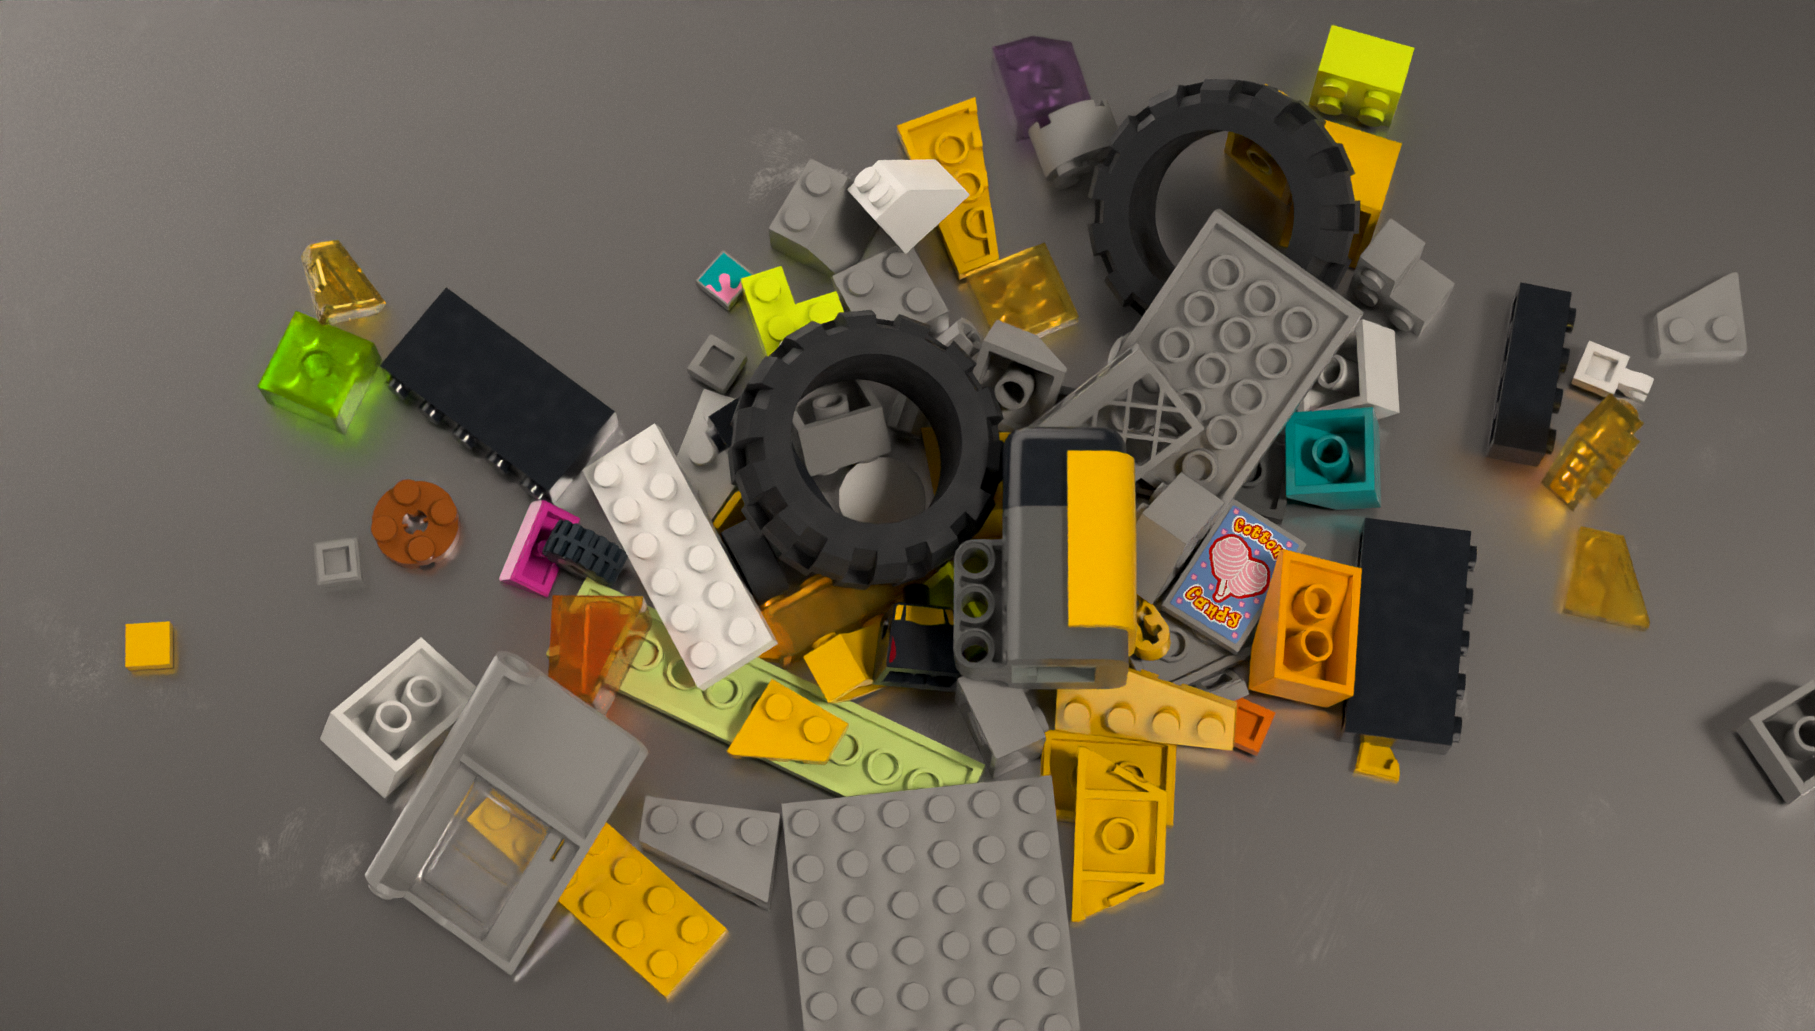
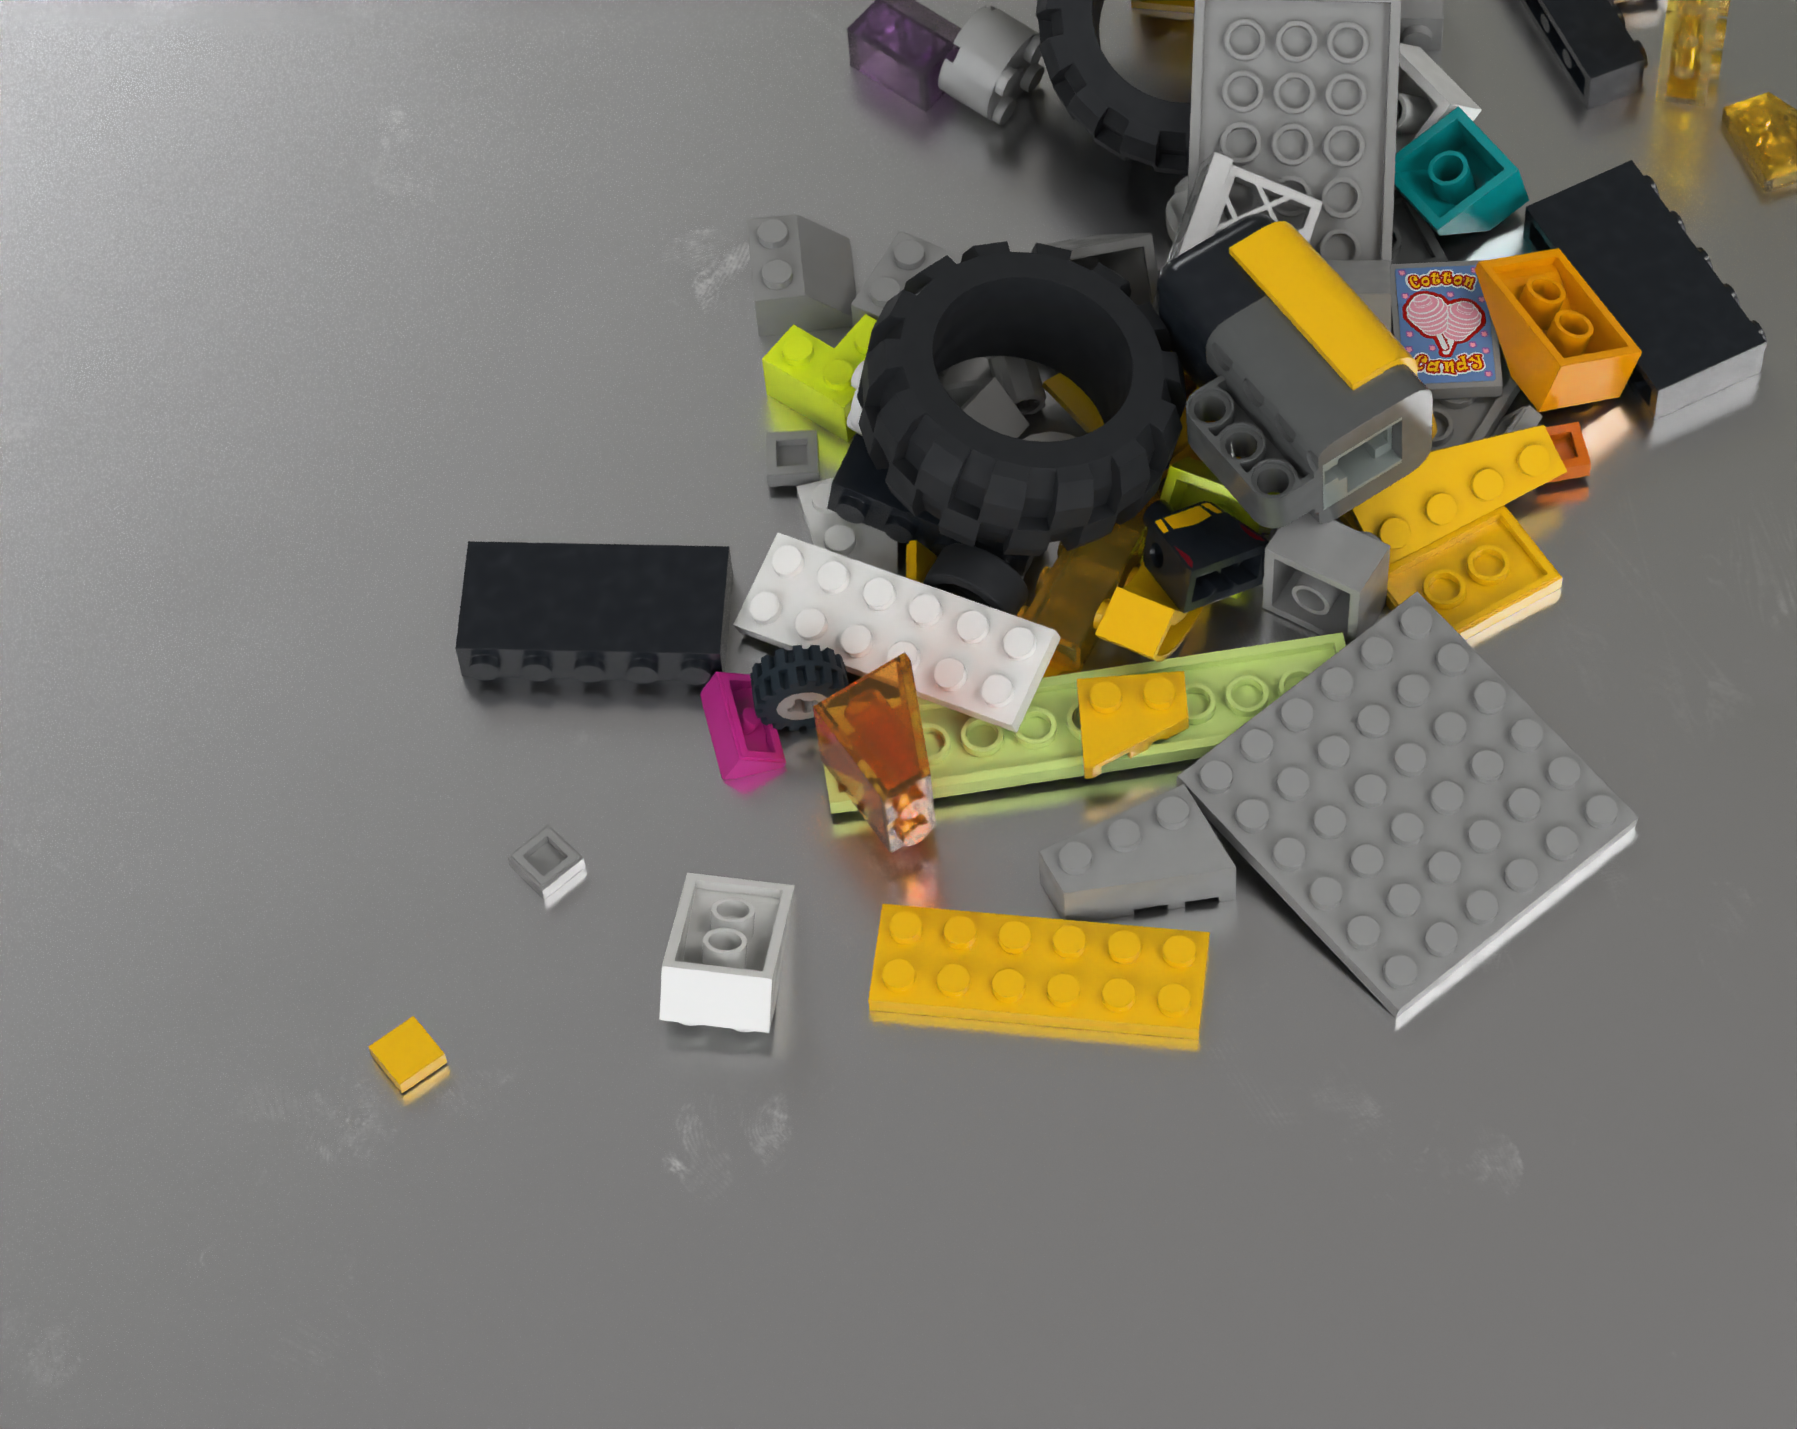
camera: 30 degrees left, 15 degrees down
(319, 372) = (394, 699): clear neon green brick -> none
(338, 284) = (350, 610): clear yellow wing -> none
(409, 500) = (595, 751): dark orange plate -> none
(497, 803) = (916, 941): light grey piece -> none
(723, 281) = (739, 386): tile -> none
(907, 197) = (871, 198): white slope -> none
(956, 143) = (887, 167): yellow wing -> none
(1023, 292) = (1044, 214): clear yellow plate -> none
(1115, 835) = (1516, 610): yellow wing -> none
(1377, 762) = (1705, 415): yellow tile -> none

